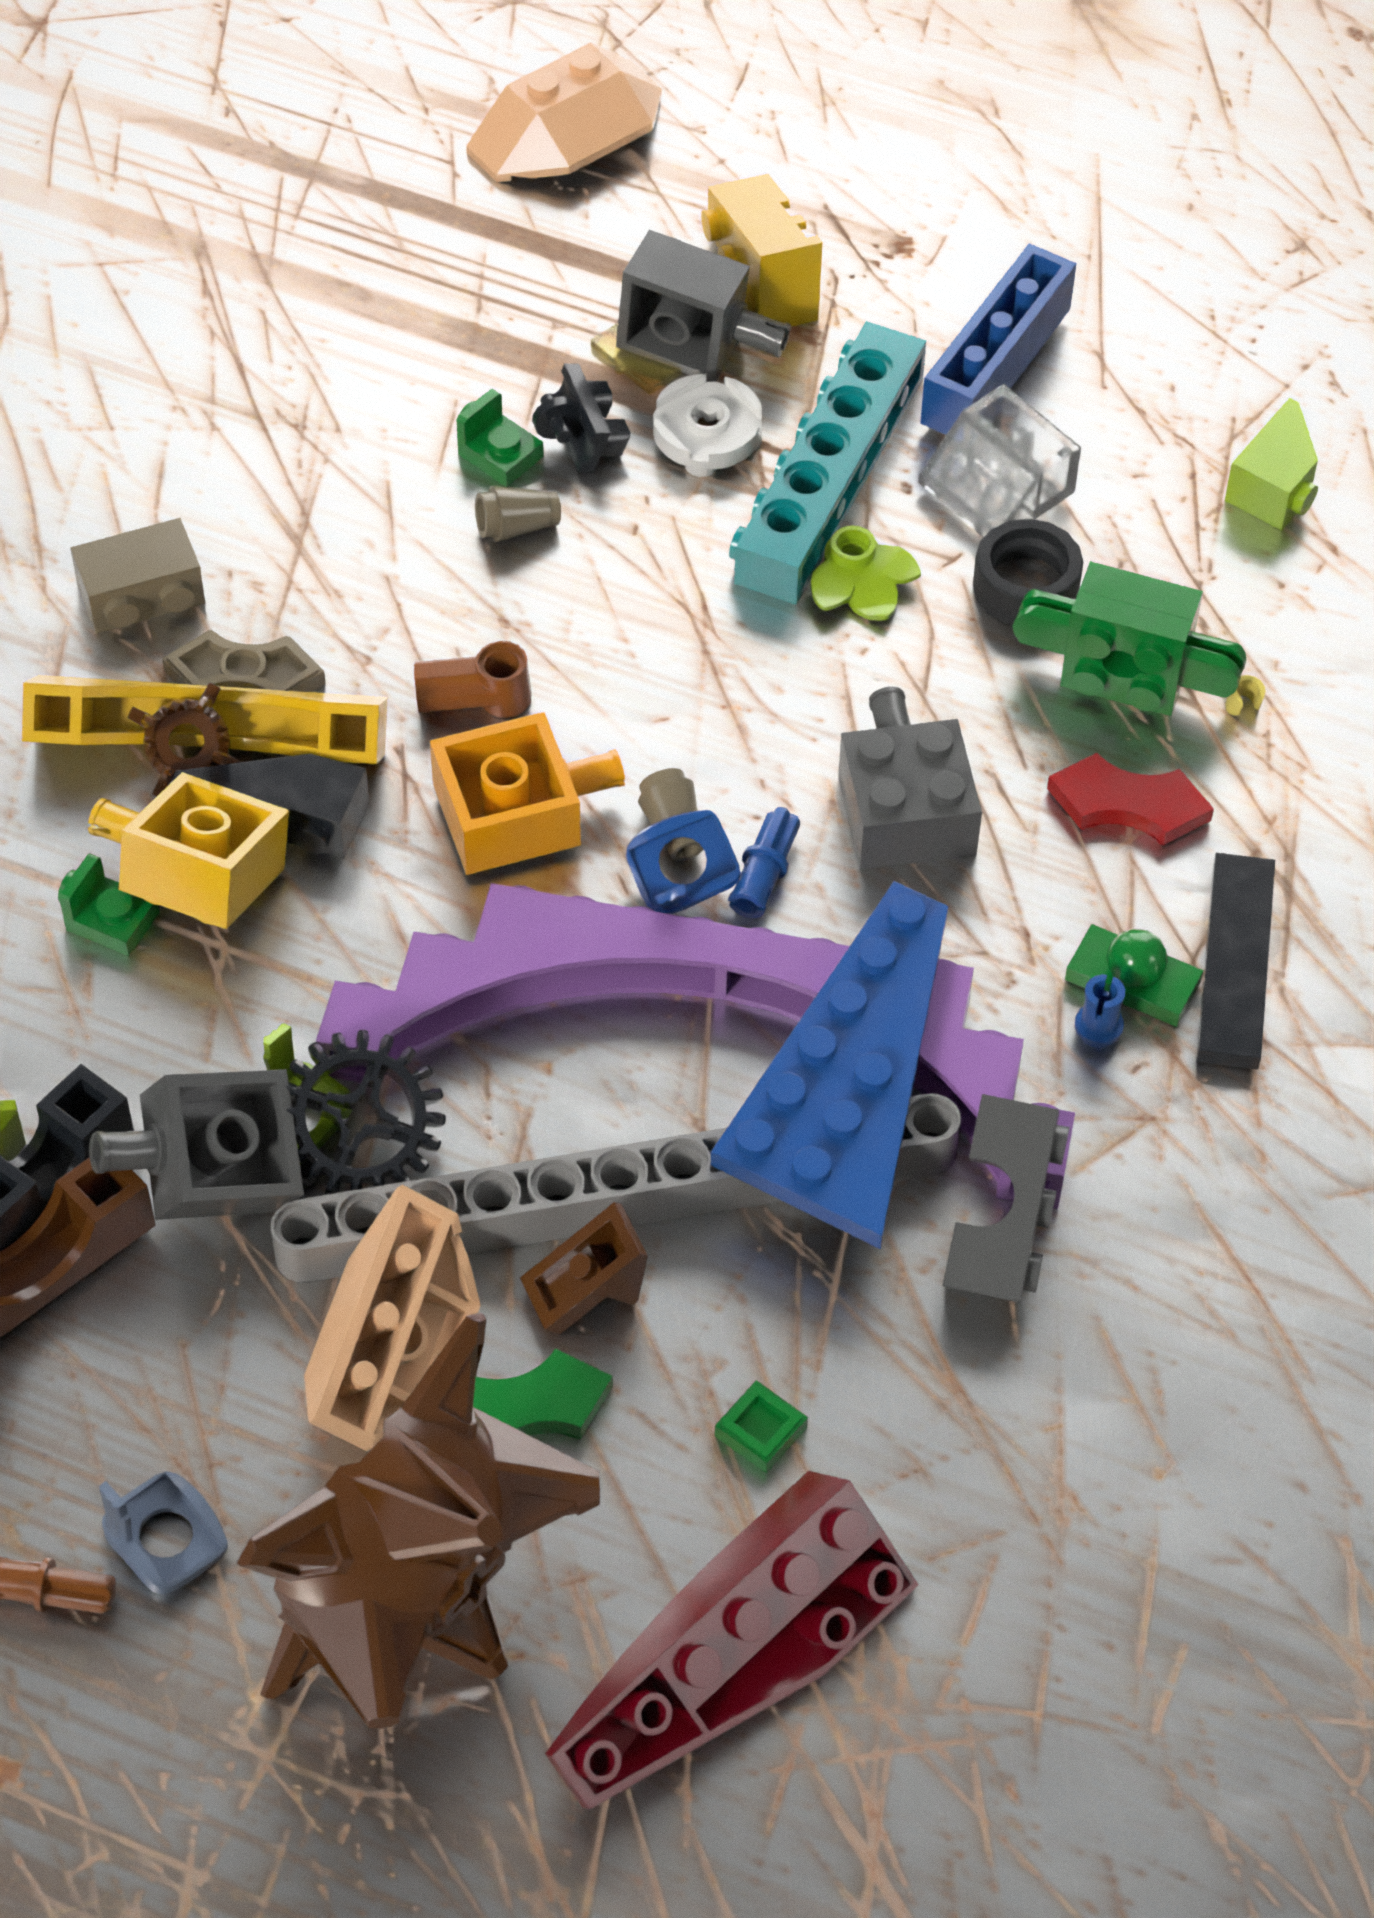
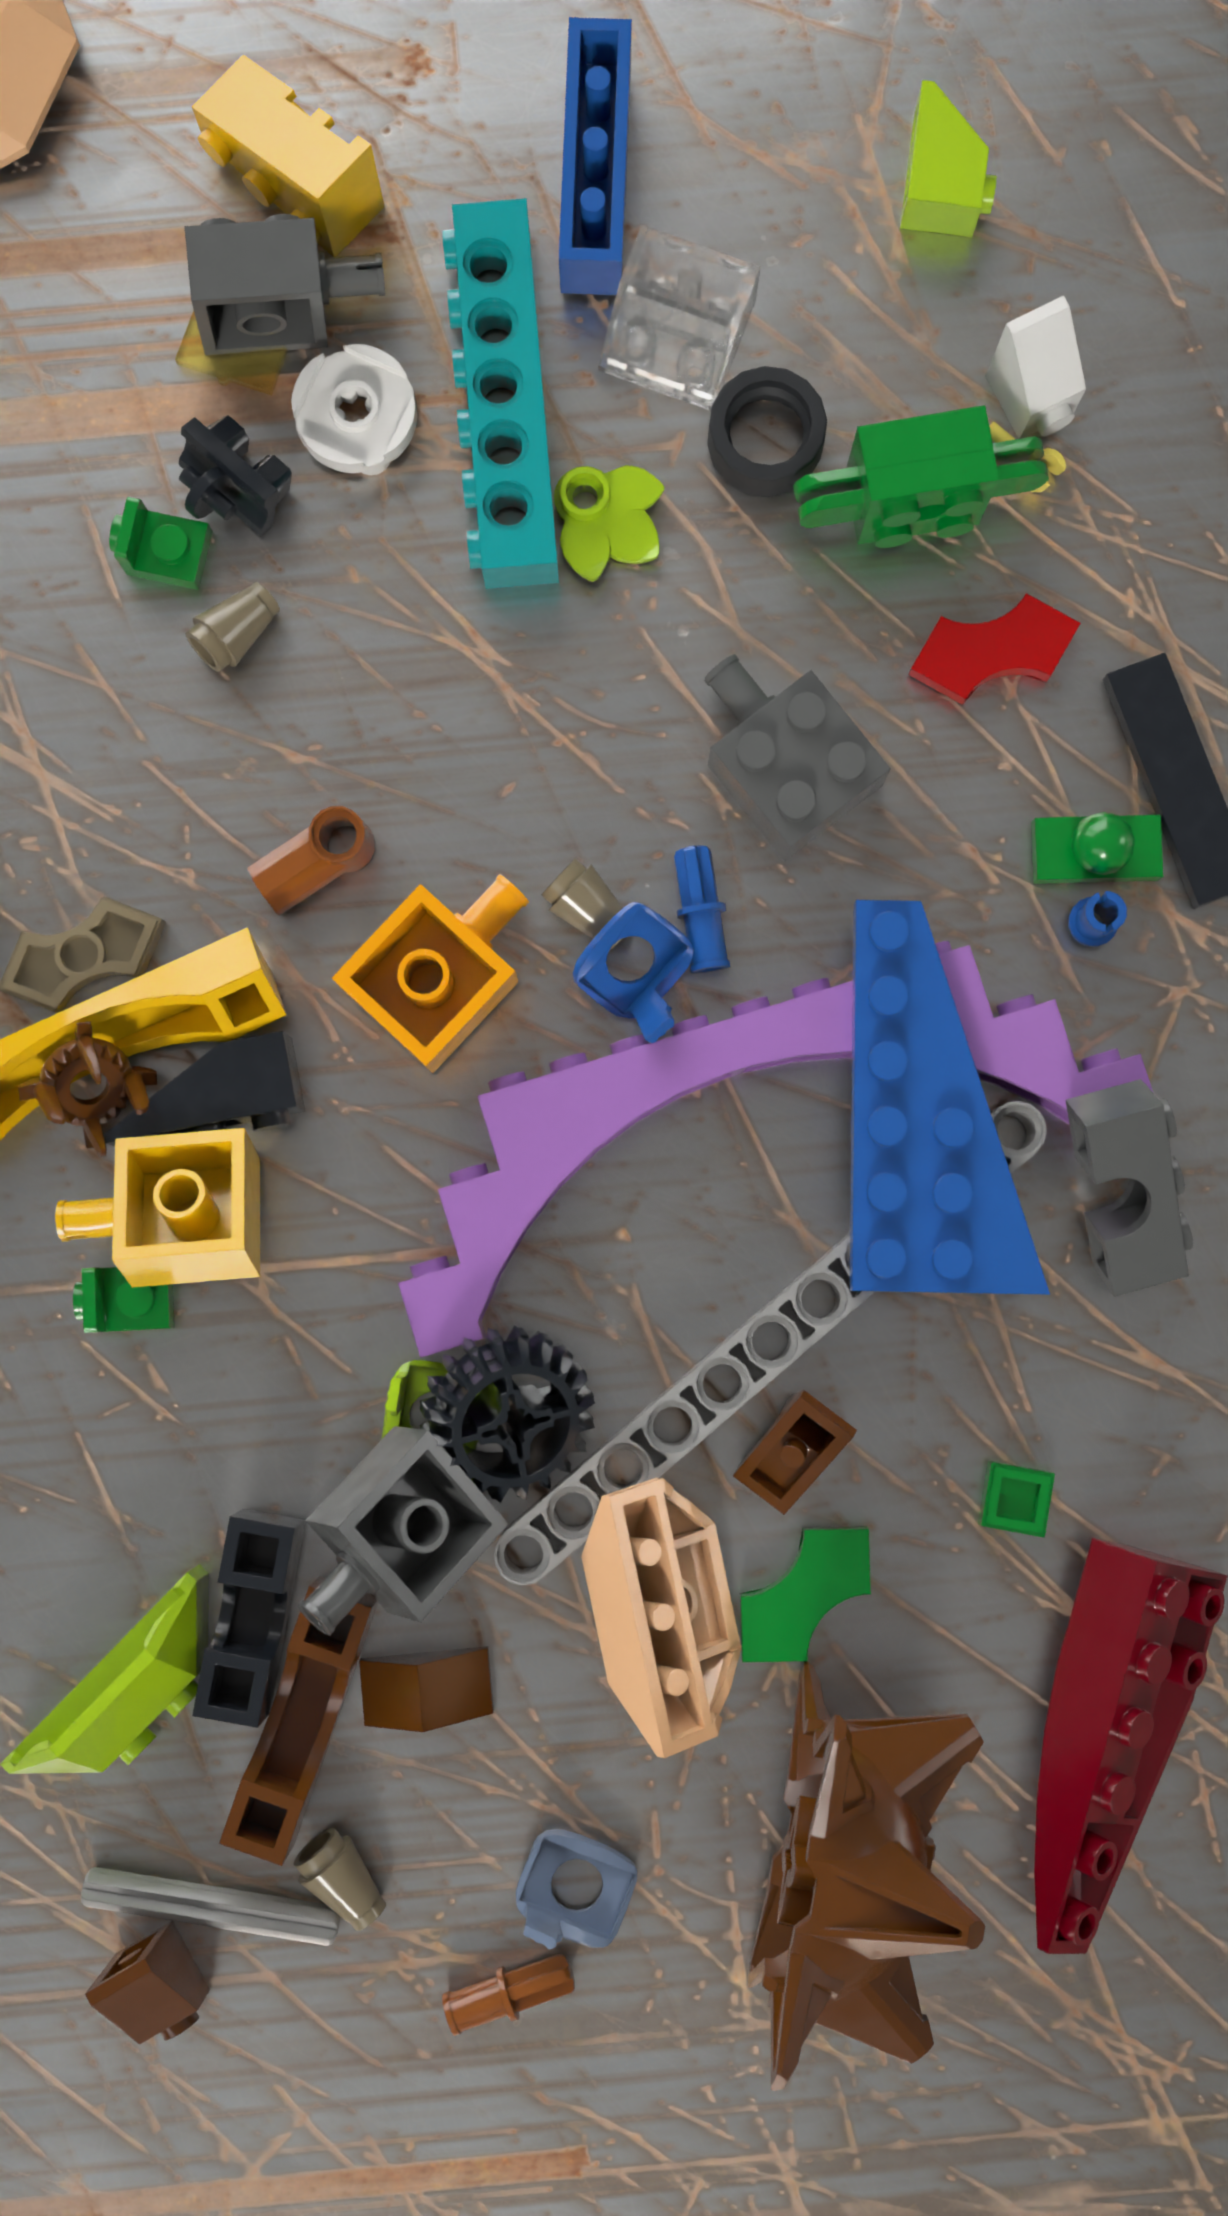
camera: 25 degrees left, 30 degrees up
(148, 1308) = (426, 1689): none -> reddish brown slope
(1275, 612) = (1038, 370): none -> white slope

